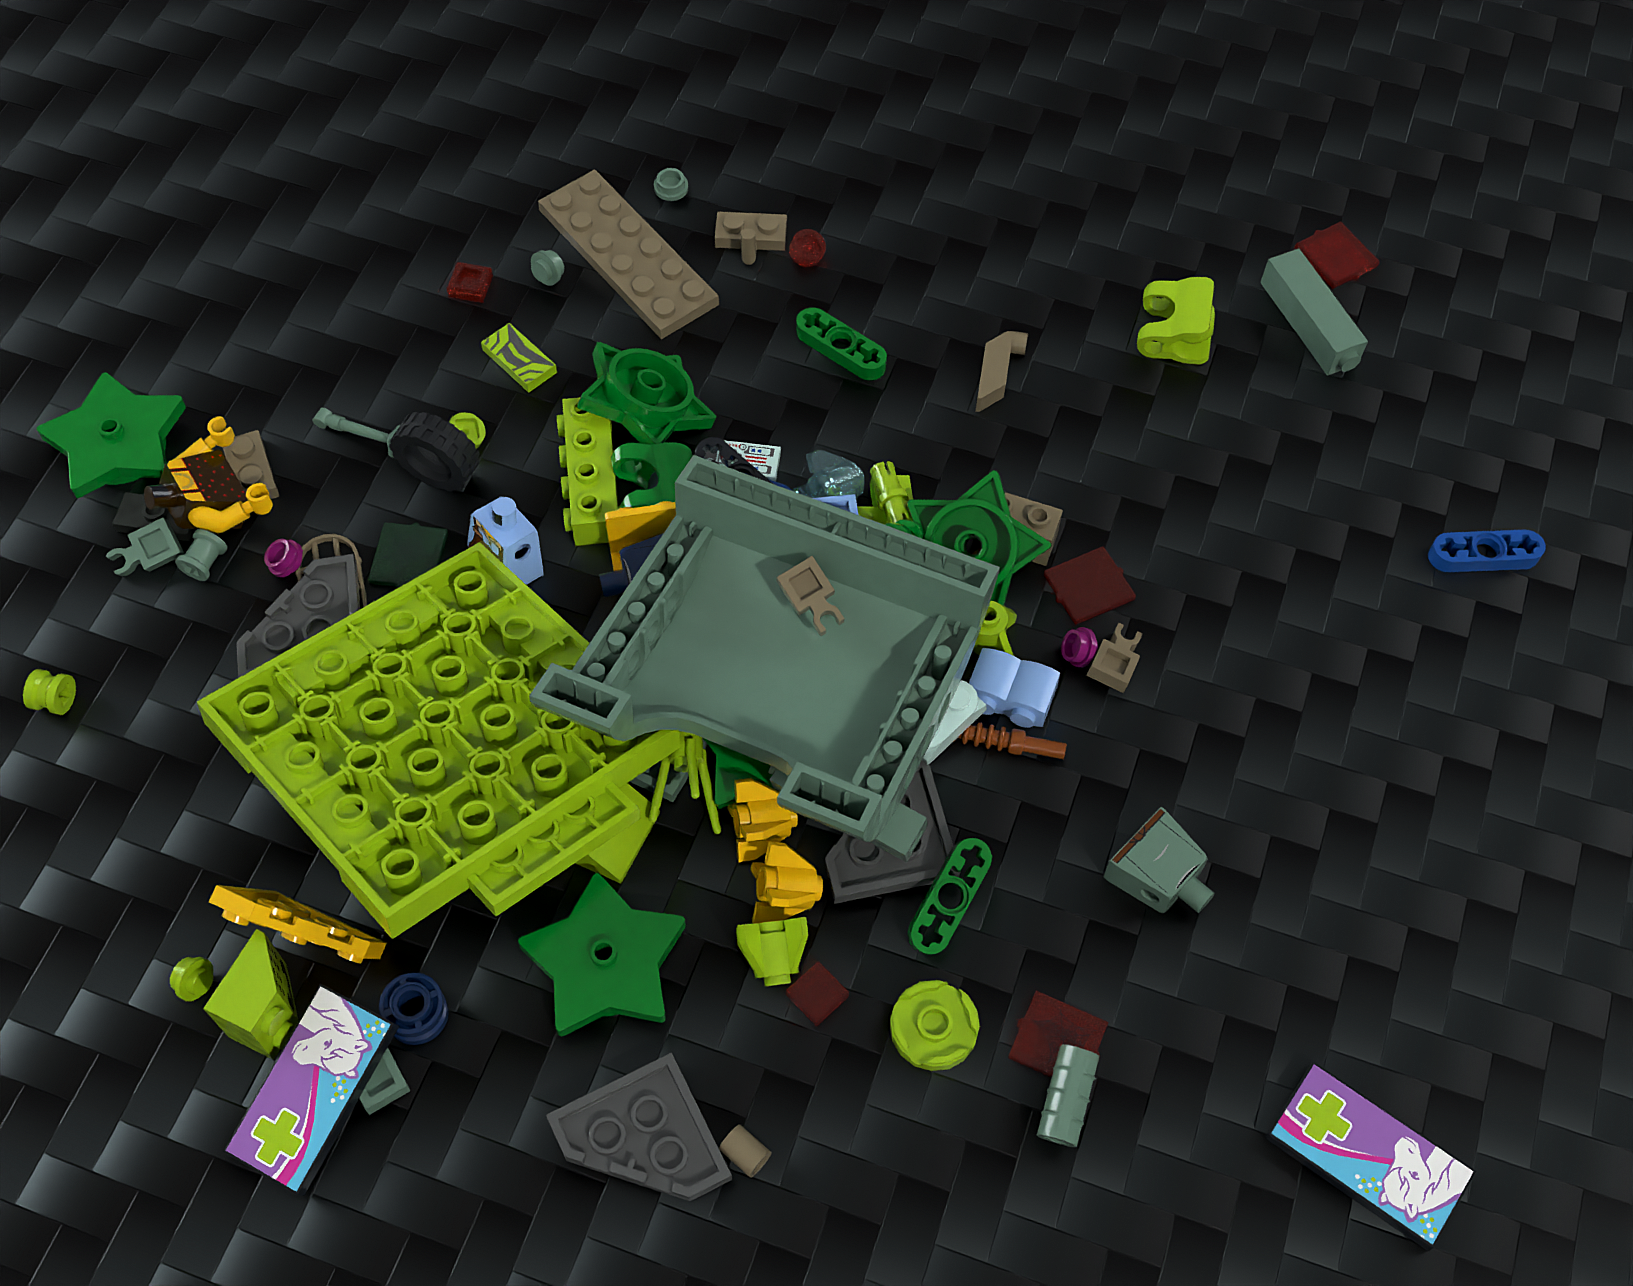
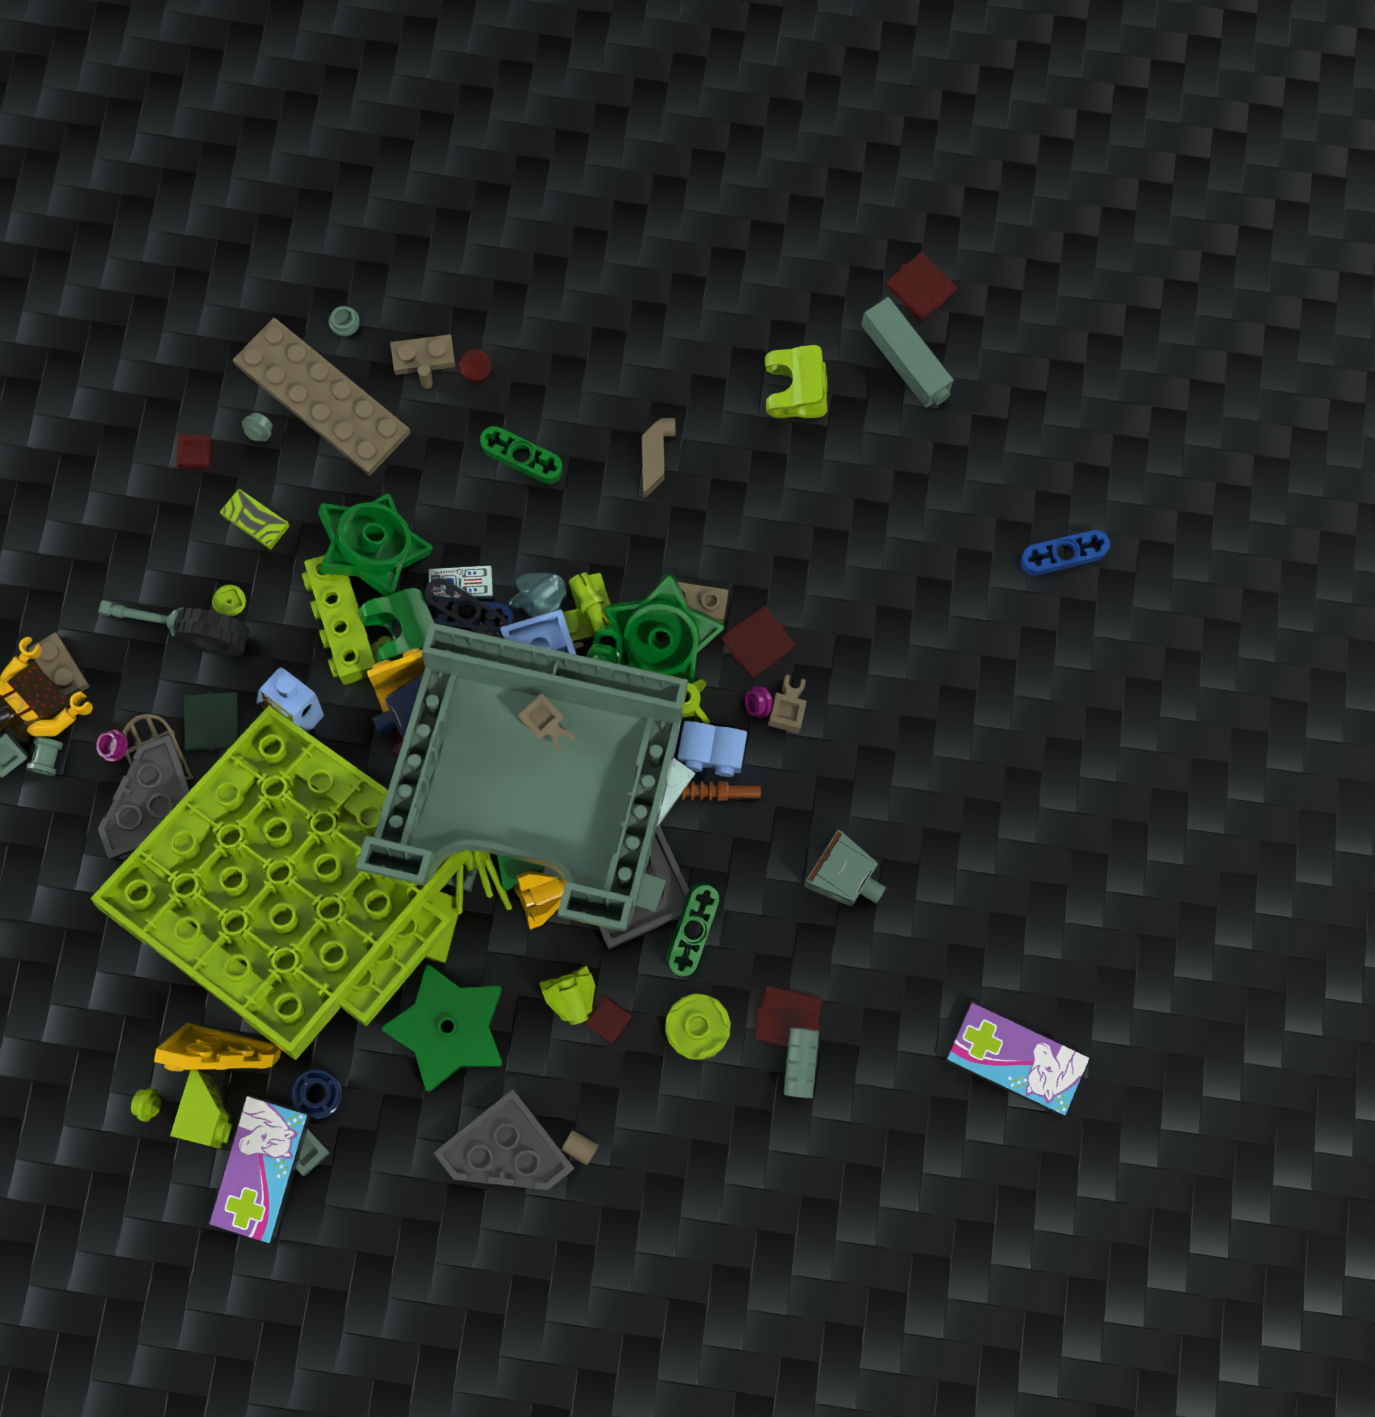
camera: 15 degrees left, 15 degrees up
(785, 883) = (568, 945): yellow brick -> none

